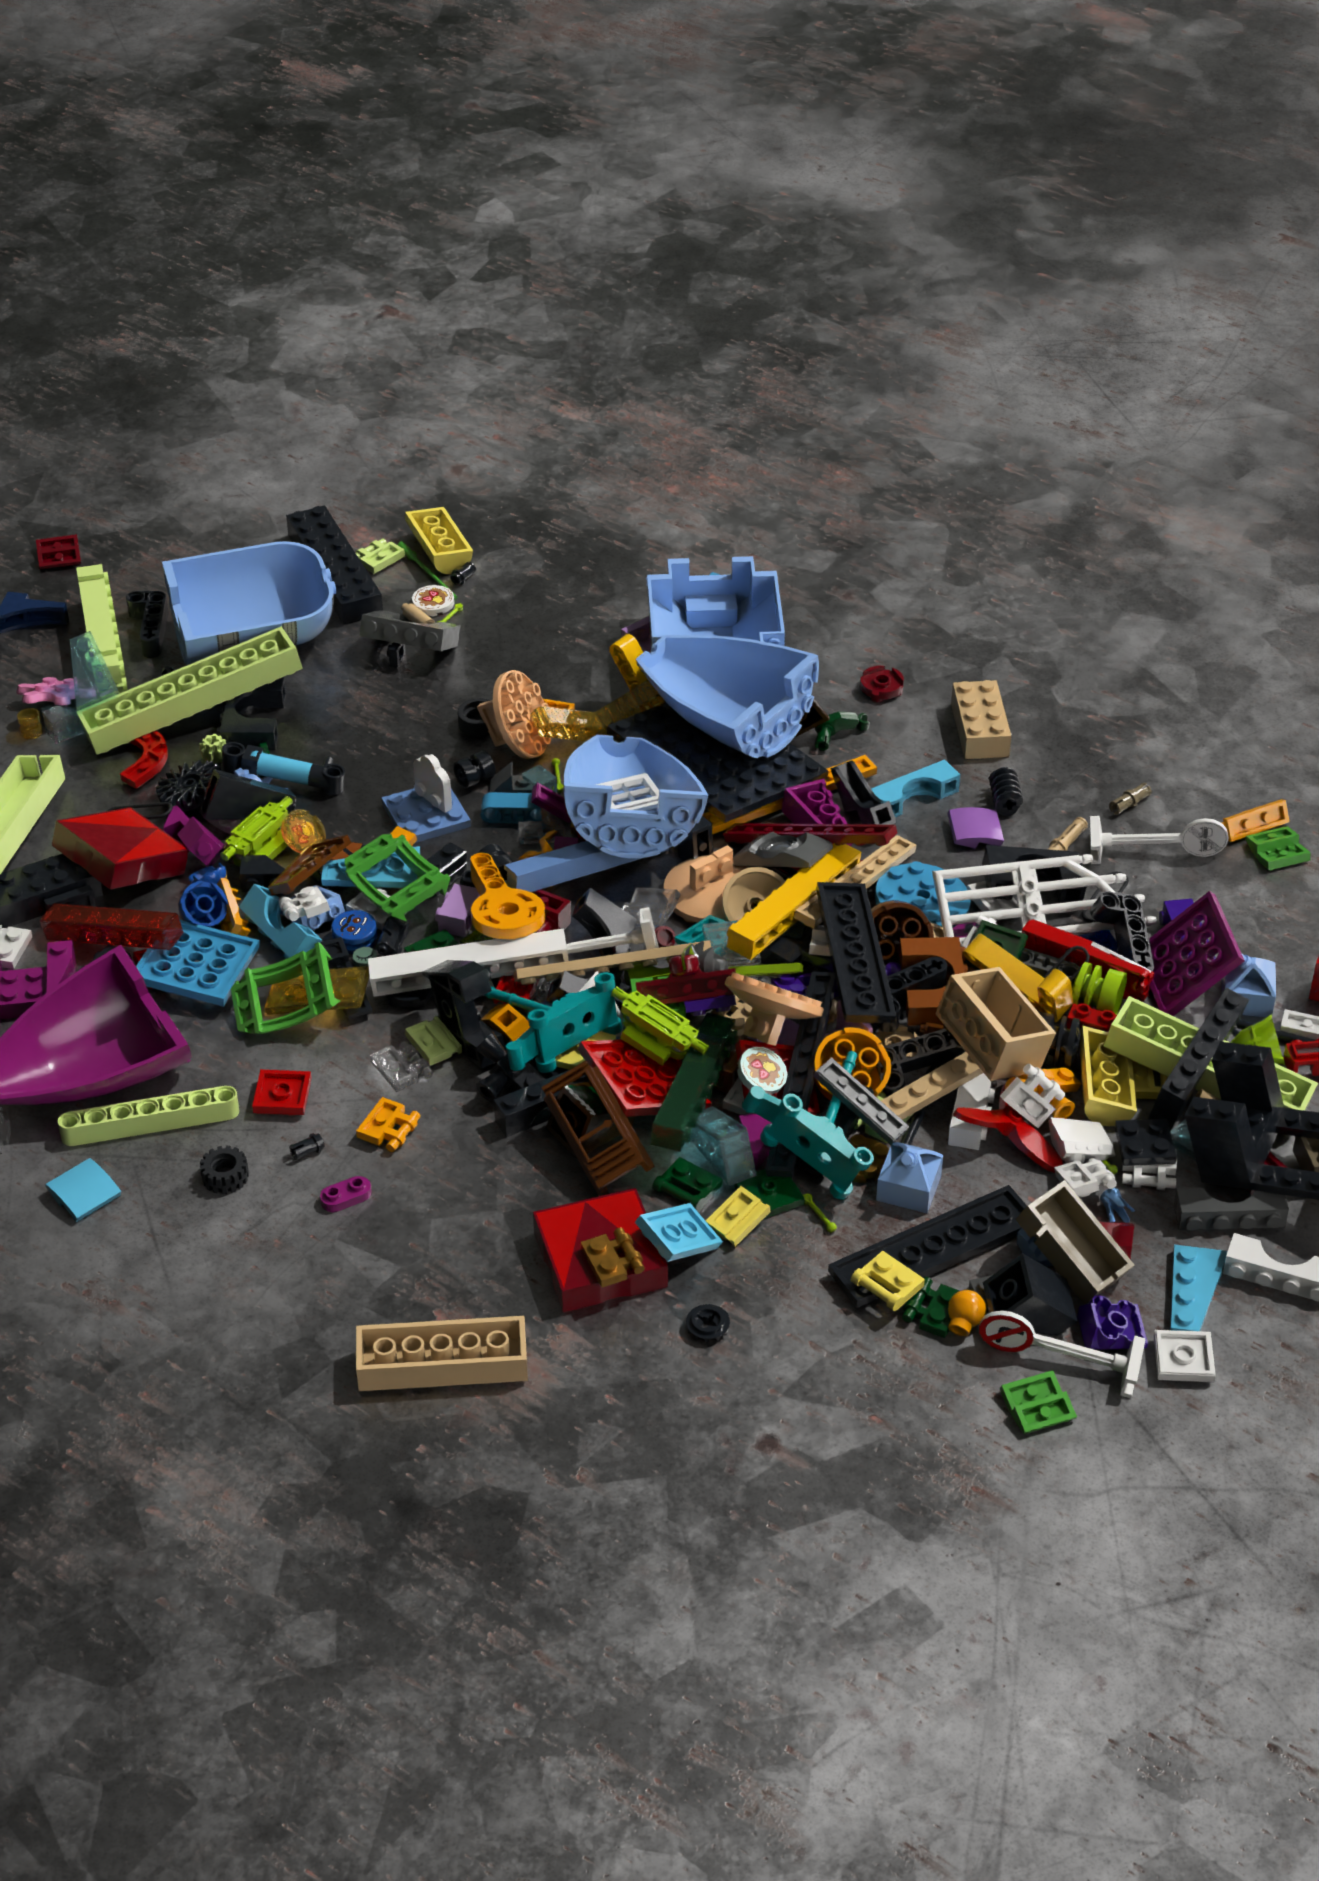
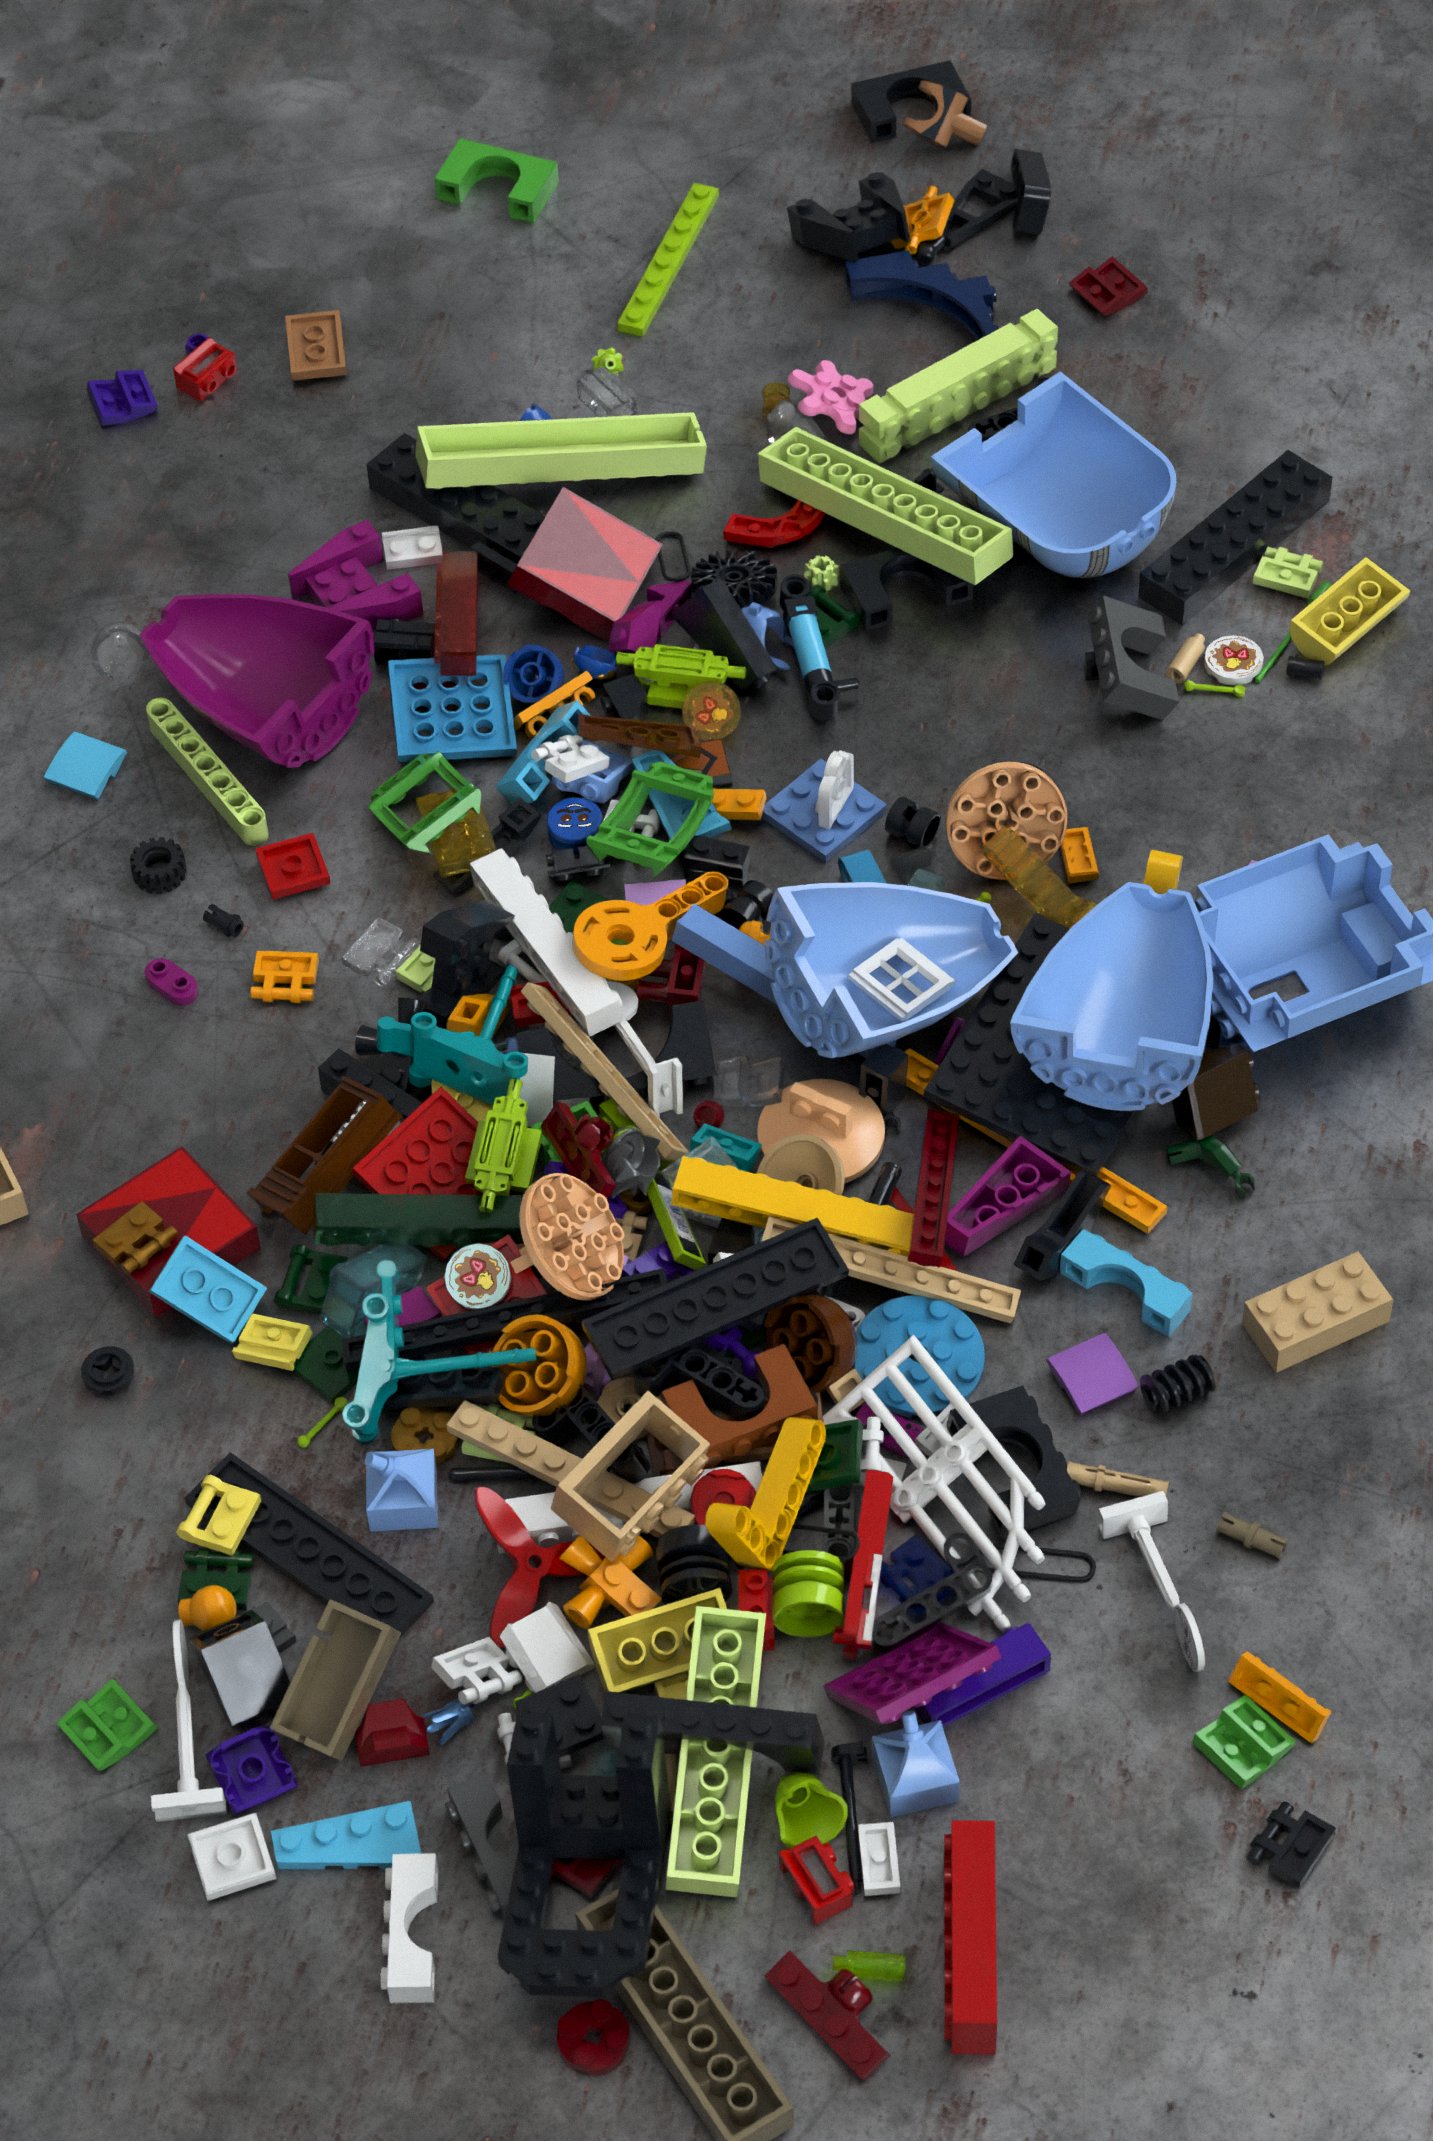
camera: 70 degrees right, 10 degrees up
(90, 672) = (842, 403): clear light blue wedge -> none
(361, 956) = (537, 852): sand green tile -> none
(783, 851) = (885, 1172): dark grey slope -> none
(861, 1101) = (458, 1387): dark grey tile -> none
(890, 685) = (1335, 1194): dark red plate -> none
(1026, 1101) = (550, 1557): white plate -> none

